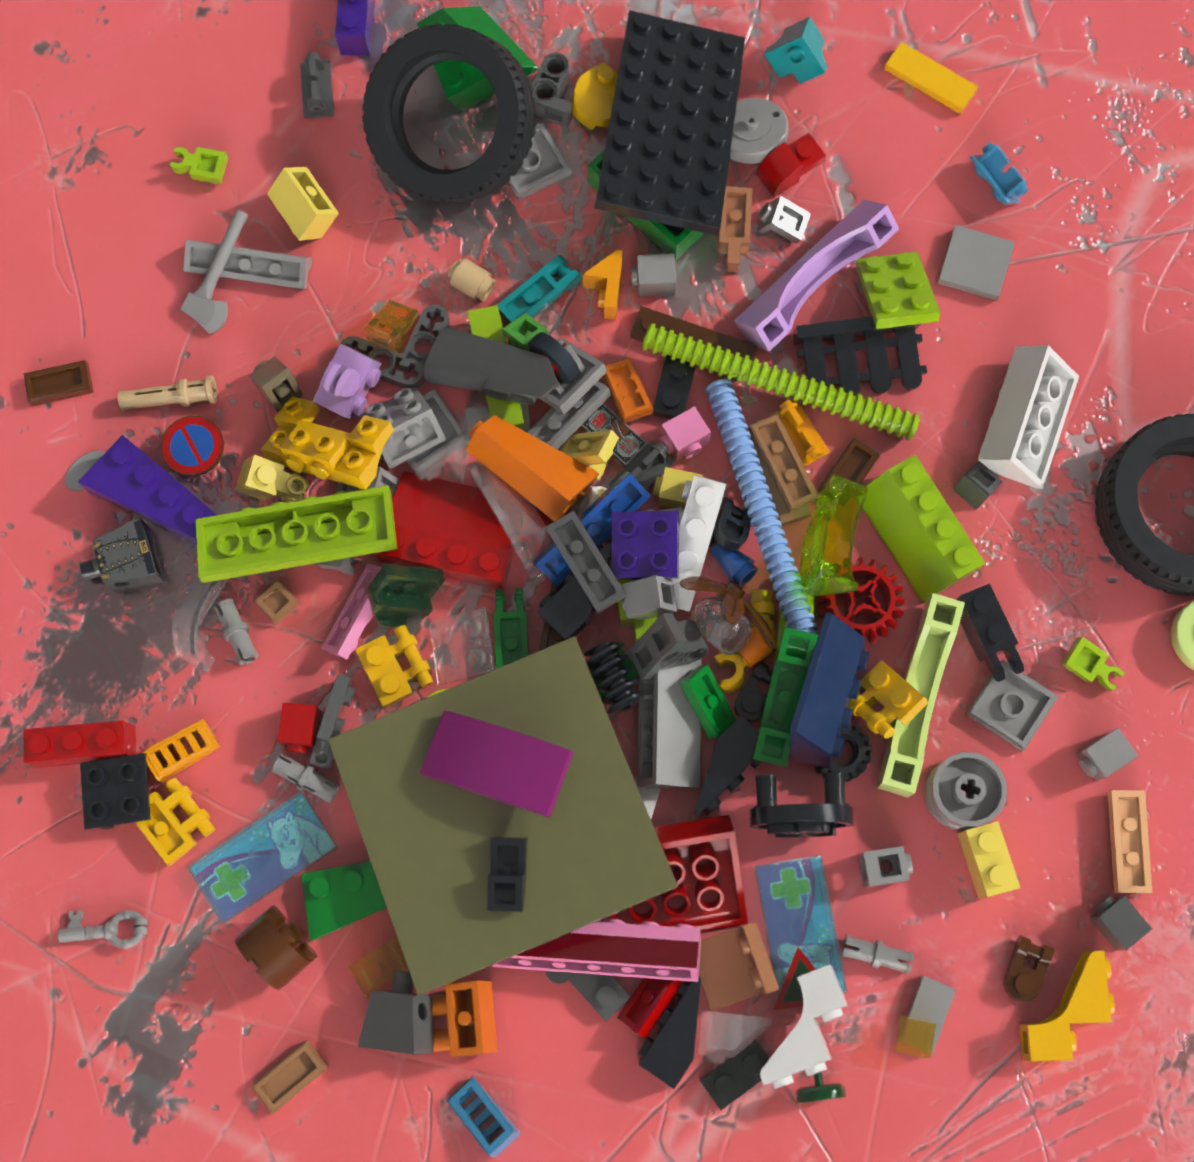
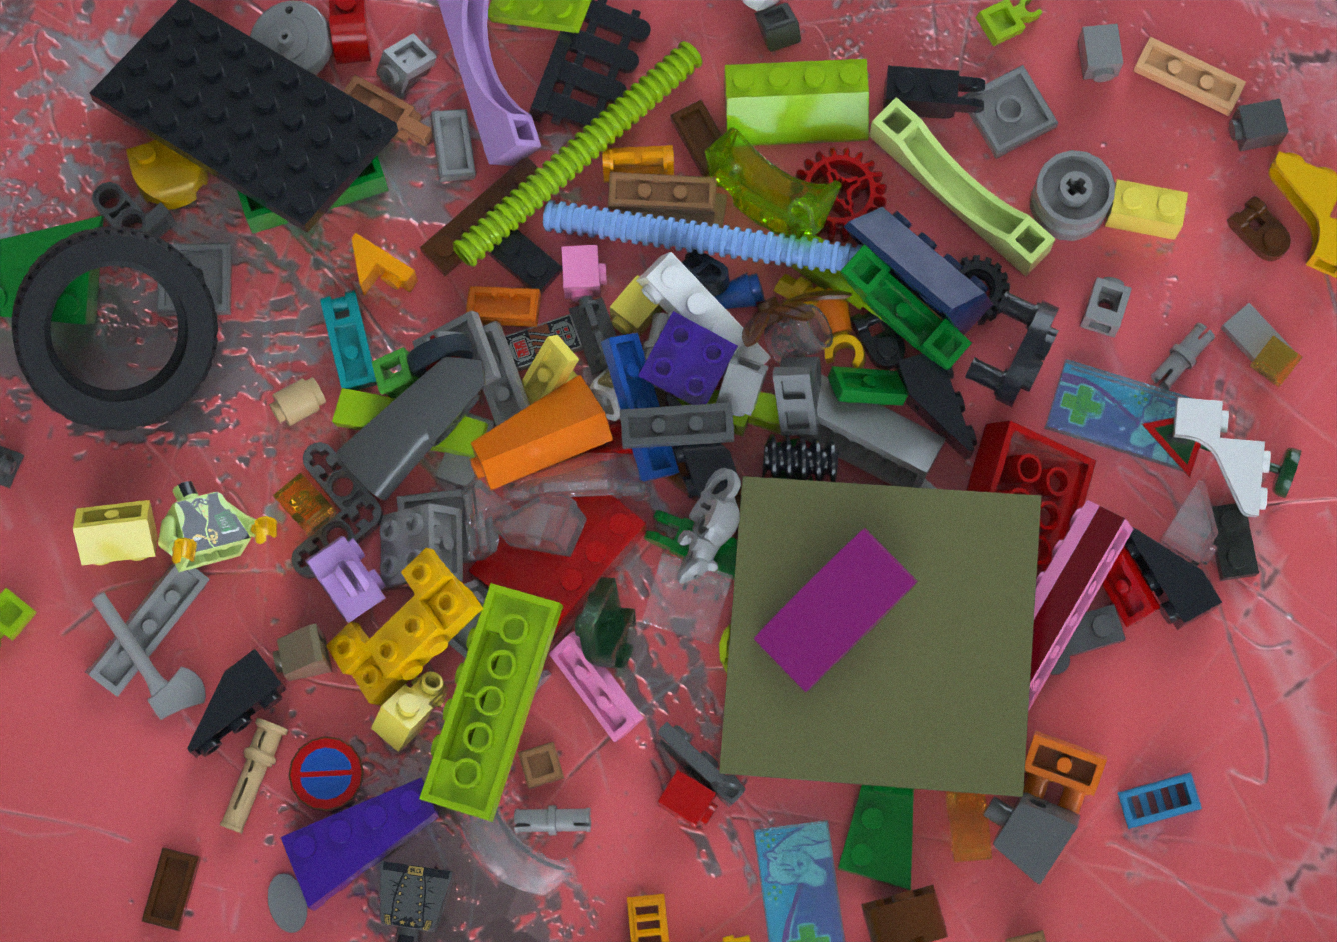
camera: 65 degrees left, 0 degrees up
(219, 352) = (238, 696): none -> black slope
(305, 778) = (743, 818): light grey pin -> none
(335, 263) = (208, 529): none -> torso
(385, 671) = (671, 688): yellow plate -> none
(460, 505) = (544, 525): none -> clear slope
(507, 874) = (949, 651): black slope -> none
(525, 633) = (715, 522): none -> light grey animal
(654, 275) = (395, 216): light grey brick -> none
(735, 967) = (1134, 486): nougat bracket -> none
(737, 288) = (452, 145): none -> light grey tile
(891, 691) = (948, 210): yellow plate -> none

